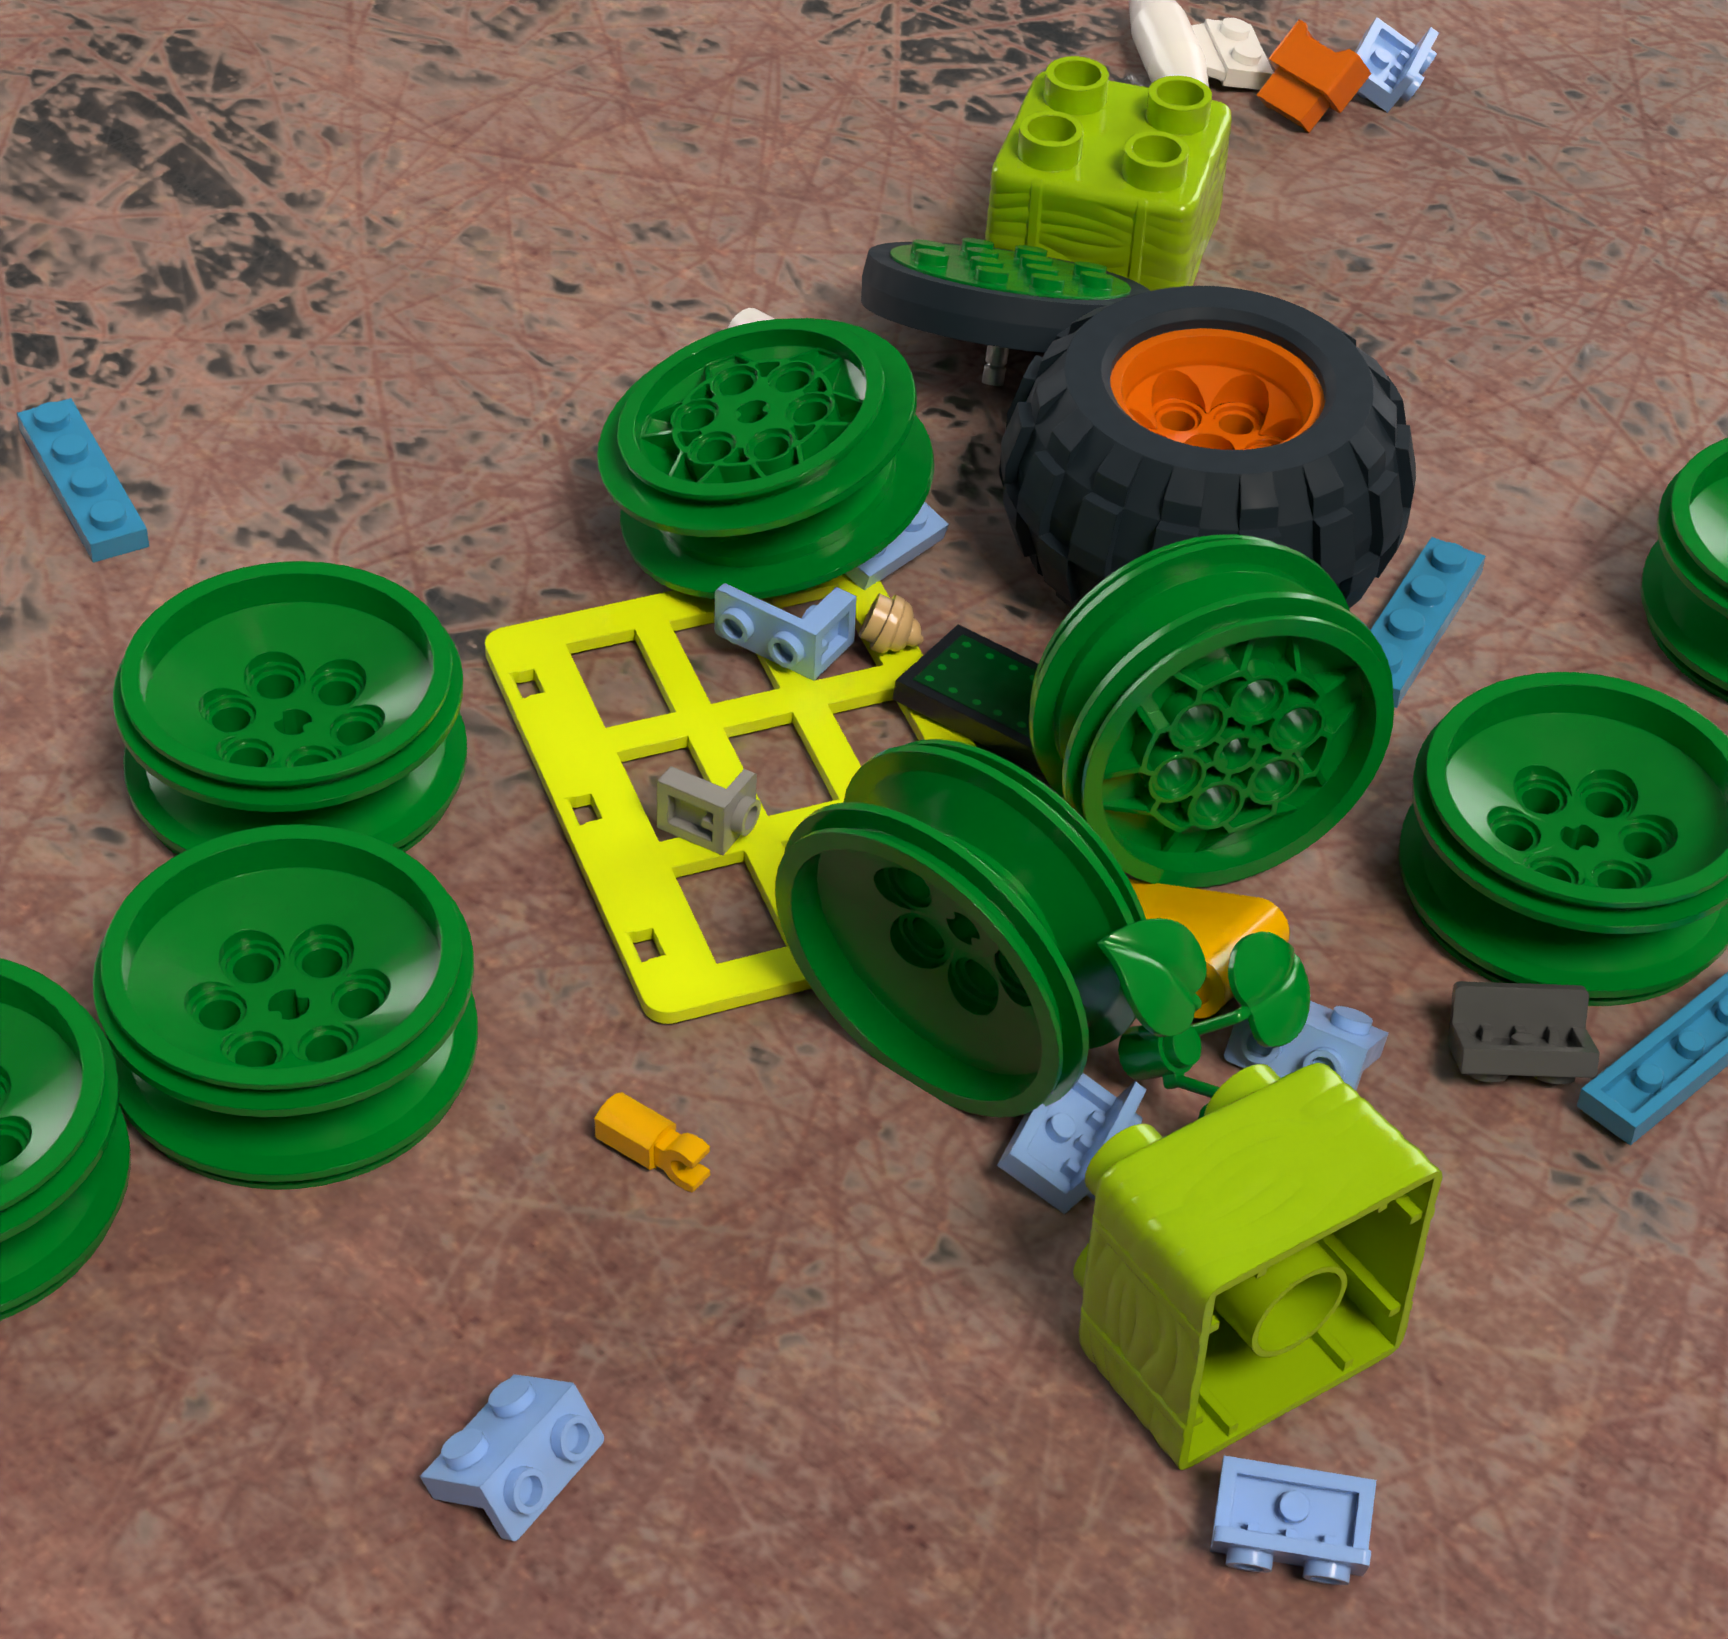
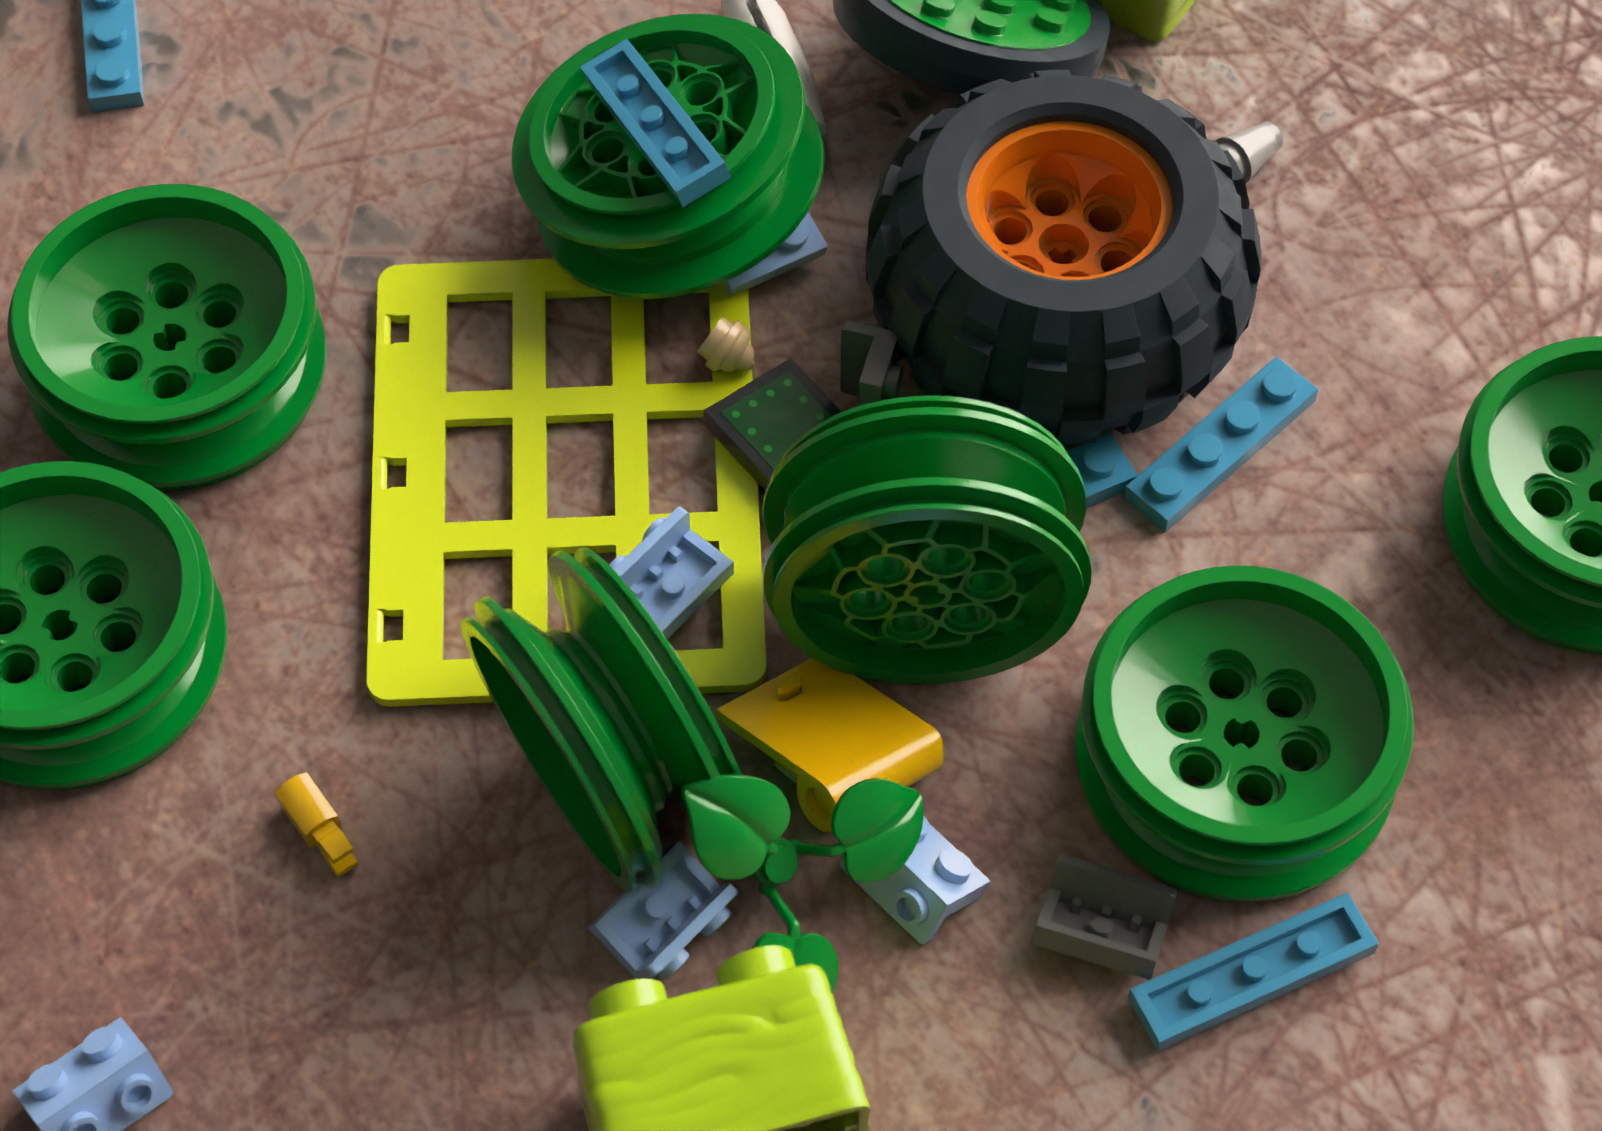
camera: 20 degrees right, 15 degrees up
(706, 811) = (484, 511): light grey bracket -> none
(768, 402) = (655, 123): none -> dark azure plate
(800, 644) = (647, 353): light blue bracket -> none
(1045, 595) = (869, 362): none -> dark grey bracket

